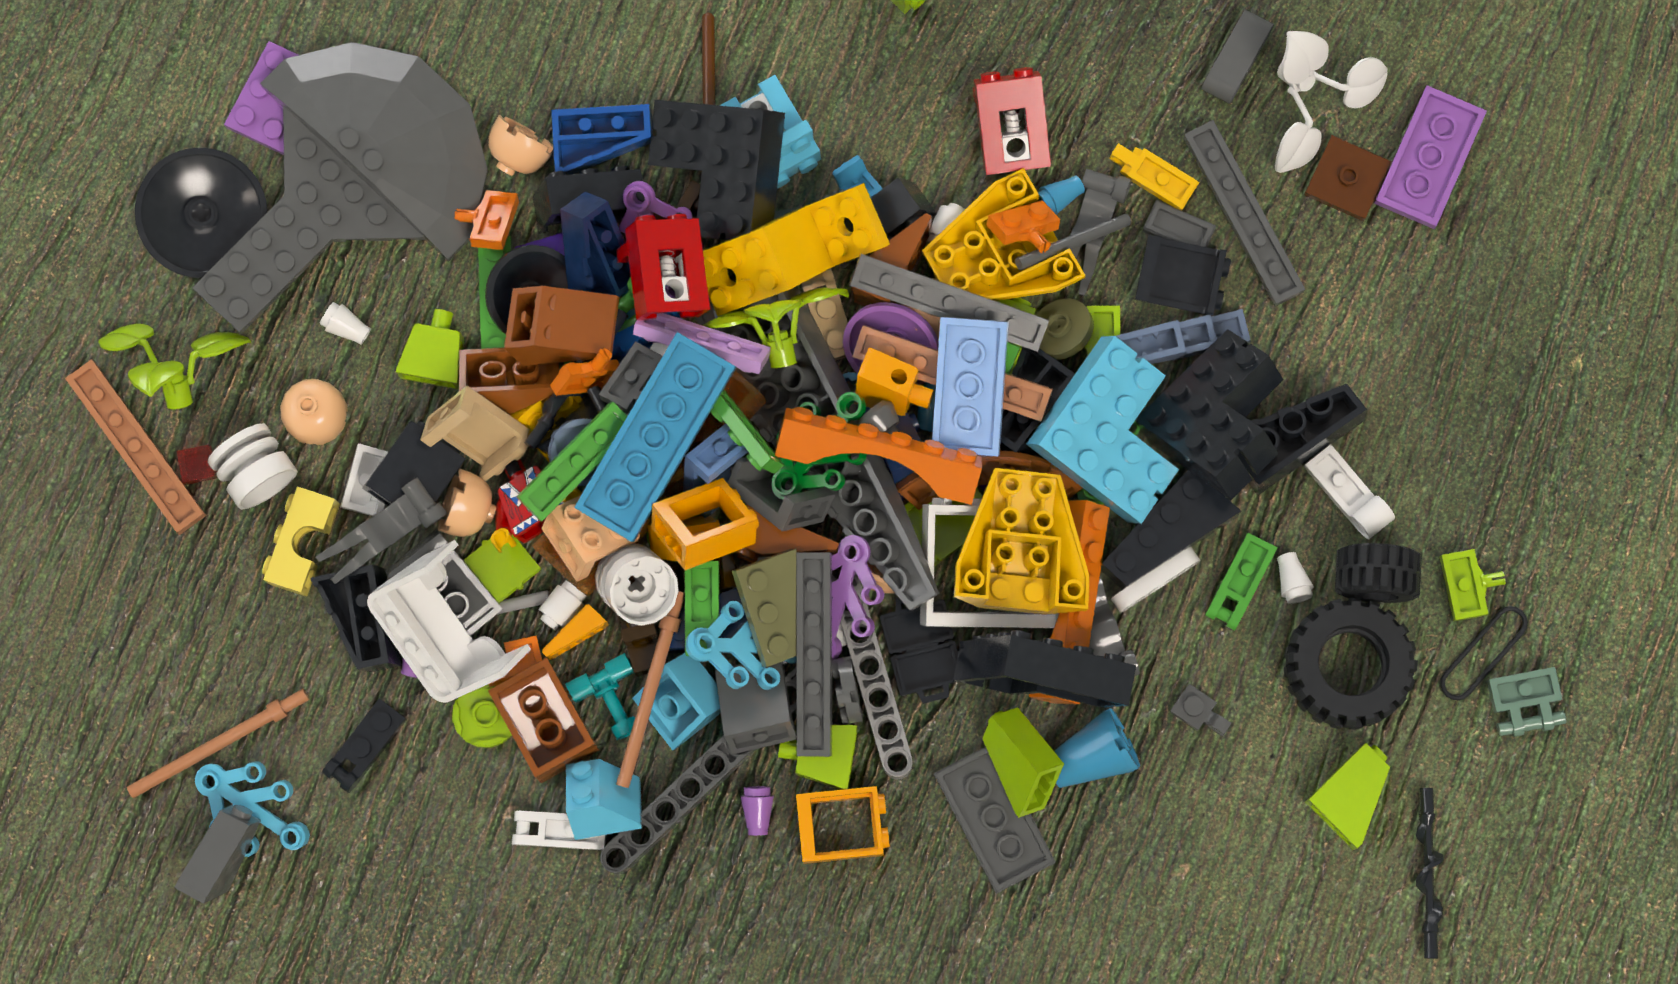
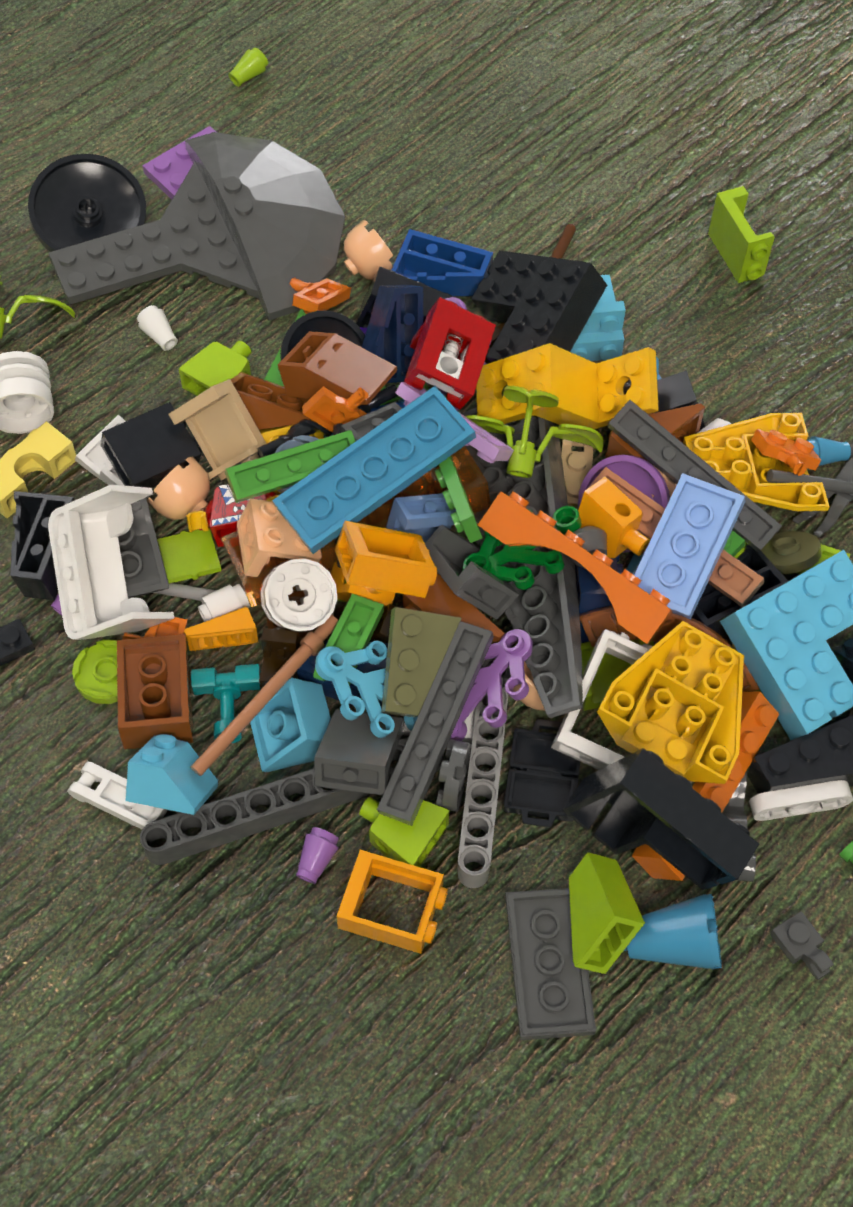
camera: 15 degrees right, 20 degrees down
(313, 411) = (94, 380): light nougat cylinder -> none
(387, 527) = (98, 473): dark grey flag -> none
(1005, 93) = (811, 353): brick -> none

